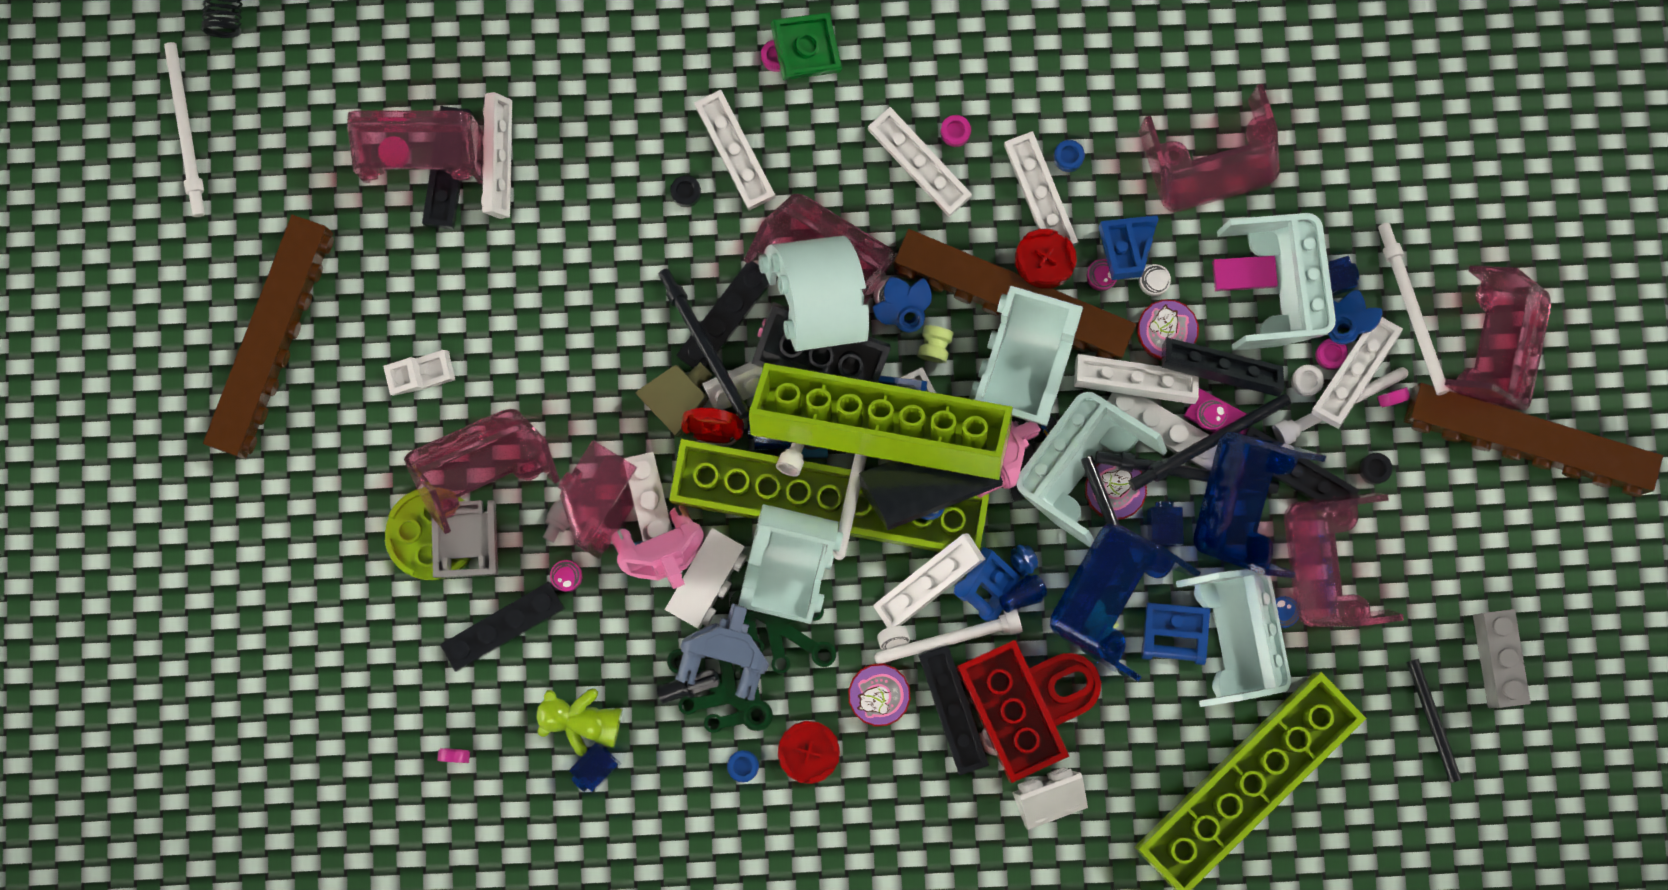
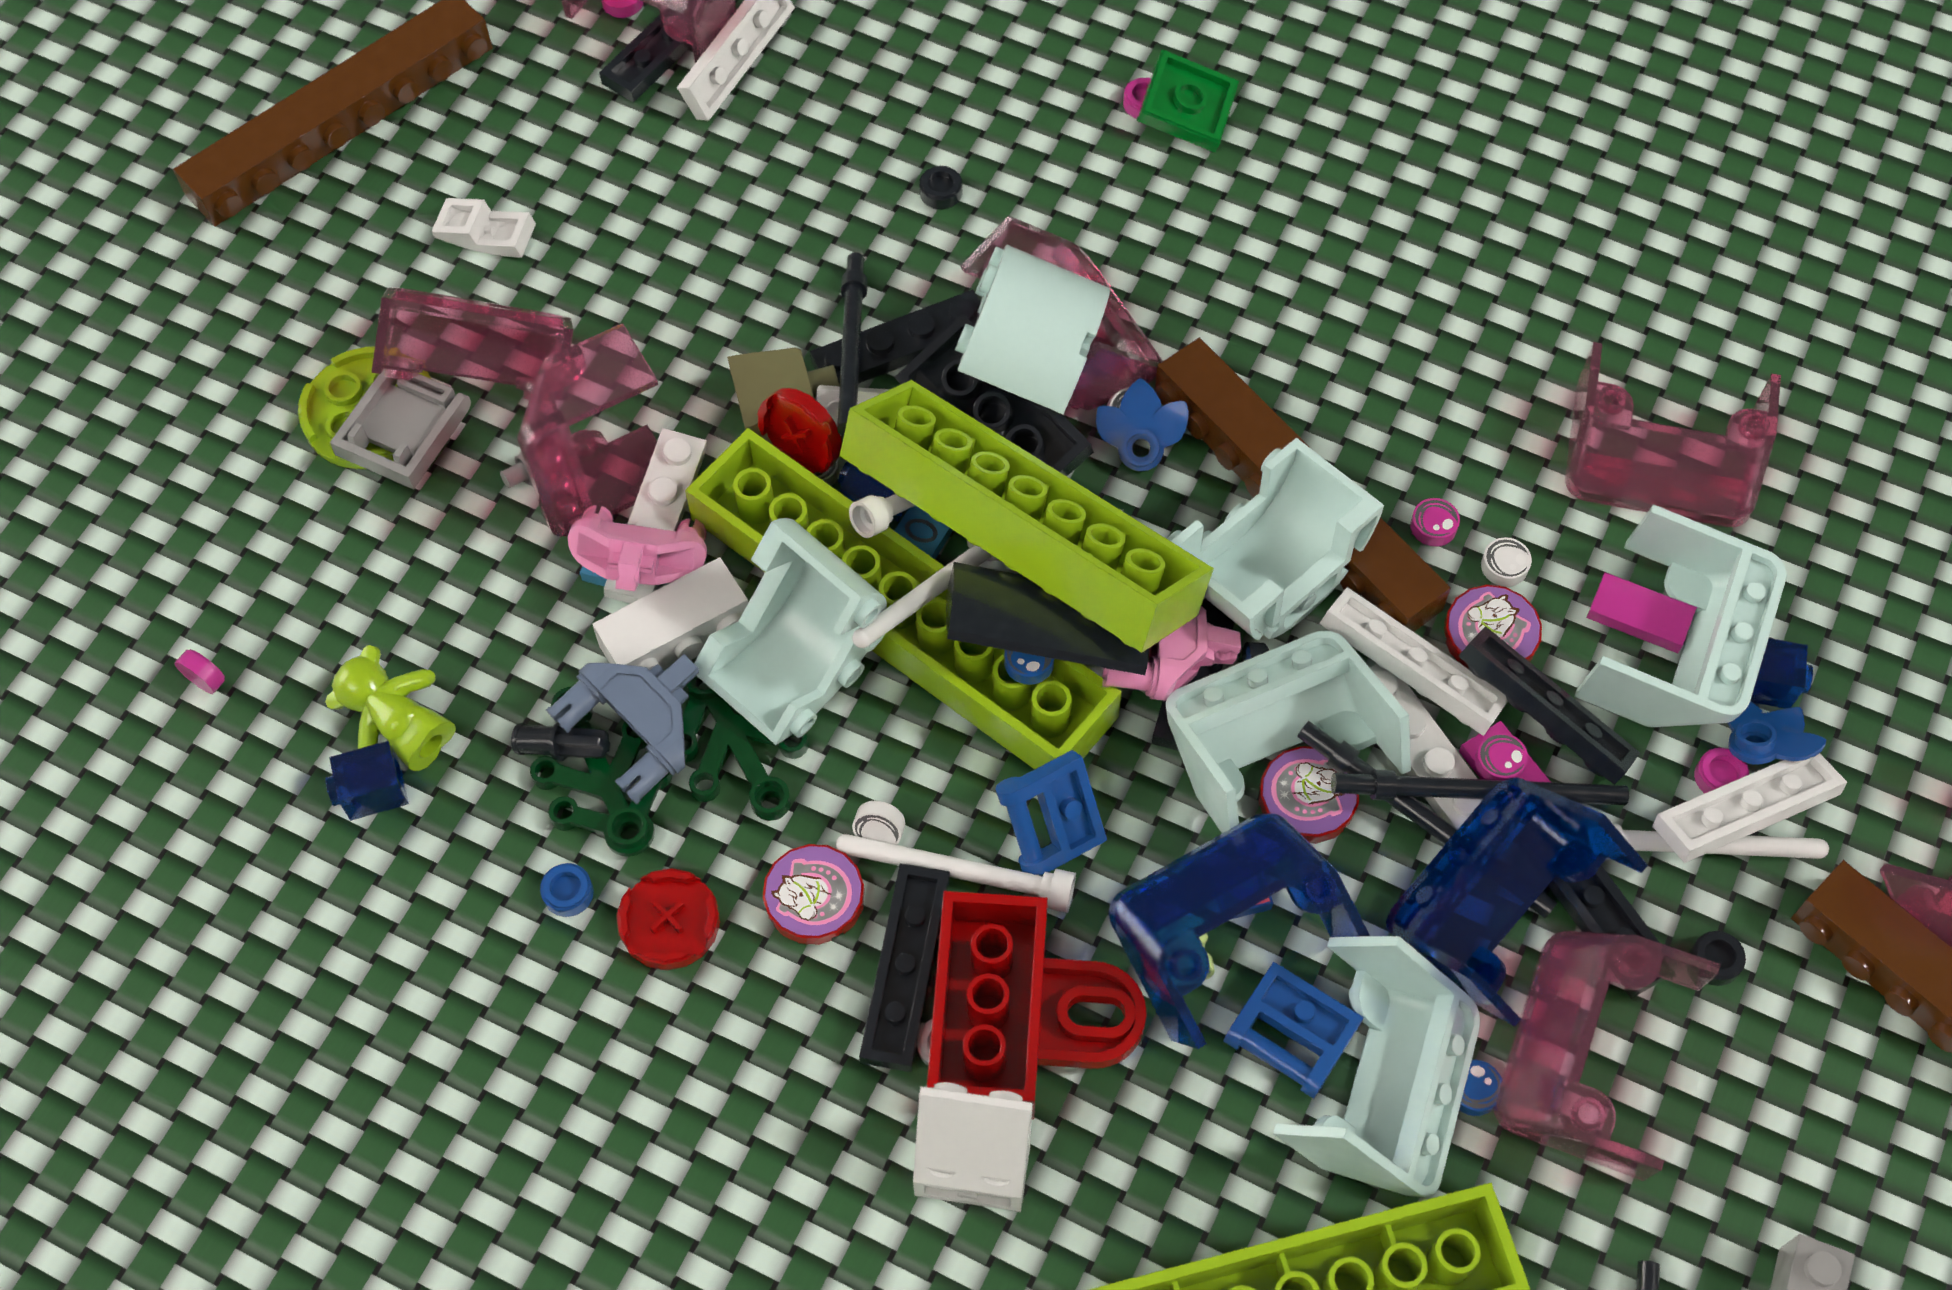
camera: 25 degrees right, 20 degrees down
(502, 626) = (376, 555): black plate -> none
(566, 575) = (498, 535): dark pink tile -> none
(734, 150) = (1030, 159): white plate -> none
(919, 161) = (1260, 284): white plate -> none
(929, 581) = (973, 762): white plate -> none
(935, 341) = (1158, 491): yellowish green wheel -> none
(955, 130) = (1327, 274): dark pink tile -> none
(1024, 560) = (1124, 816): blue plate -> none
(1026, 592) = (1101, 859): clear blue cone -> none
(1038, 185) = (1402, 389): white plate -> none
(1045, 258) = (1367, 451): red tile -> none
(1069, 155) = (1464, 367): blue tile -> none
(1099, 490) = (1282, 793): black bar -> none
(1127, 245) = (1491, 497): blue wing -> none
(1165, 524) = (1361, 865): clear blue brick -> none
(1307, 380) = (1666, 788): white tile -> none
(1393, 397) = (1791, 869): dark pink tile -> none
(1394, 254) = (1876, 688): white bar -> none

